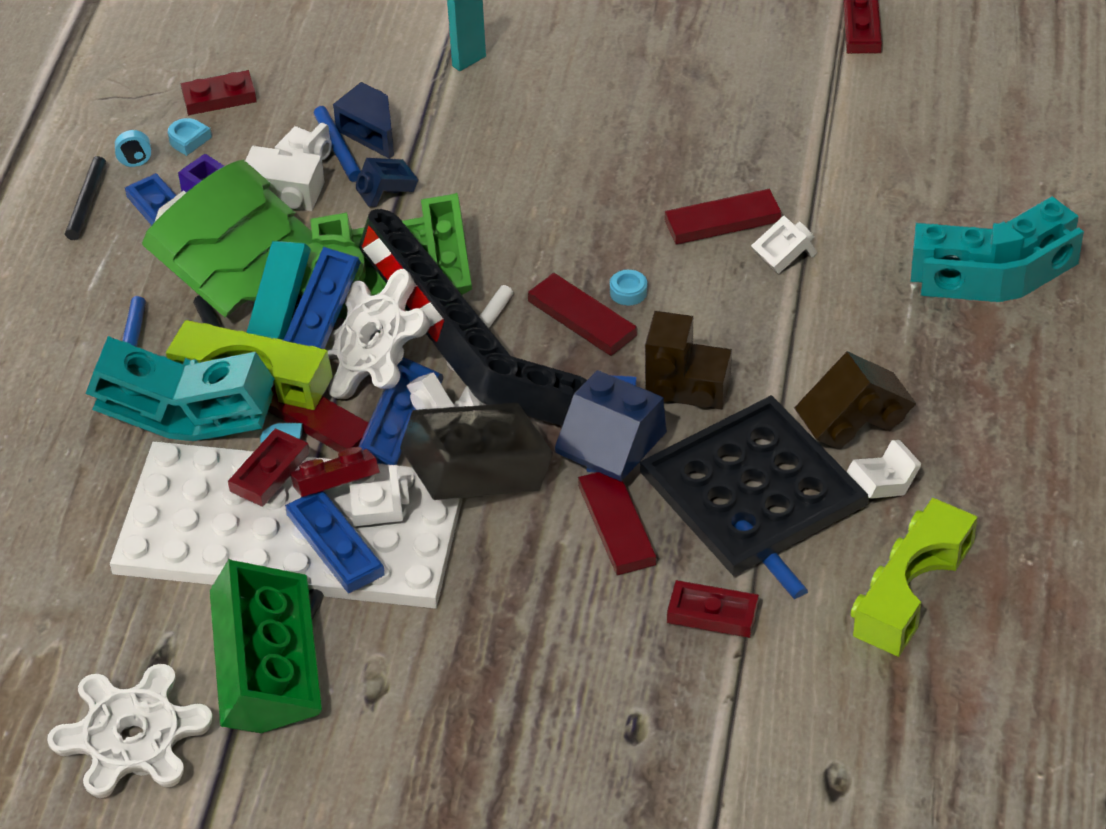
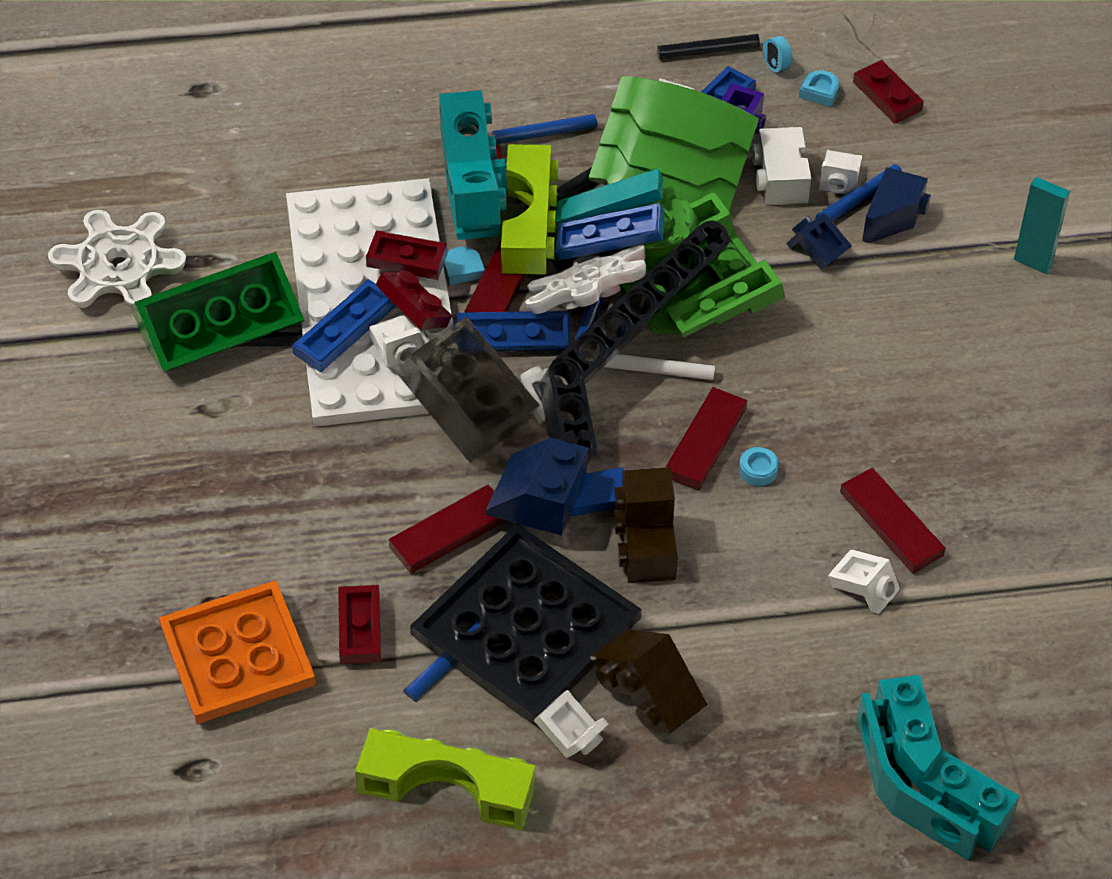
camera: 70 degrees right, 5 degrees up
(428, 393) = (532, 346): white bracket -> none
(712, 714) = (237, 652): none -> orange plate

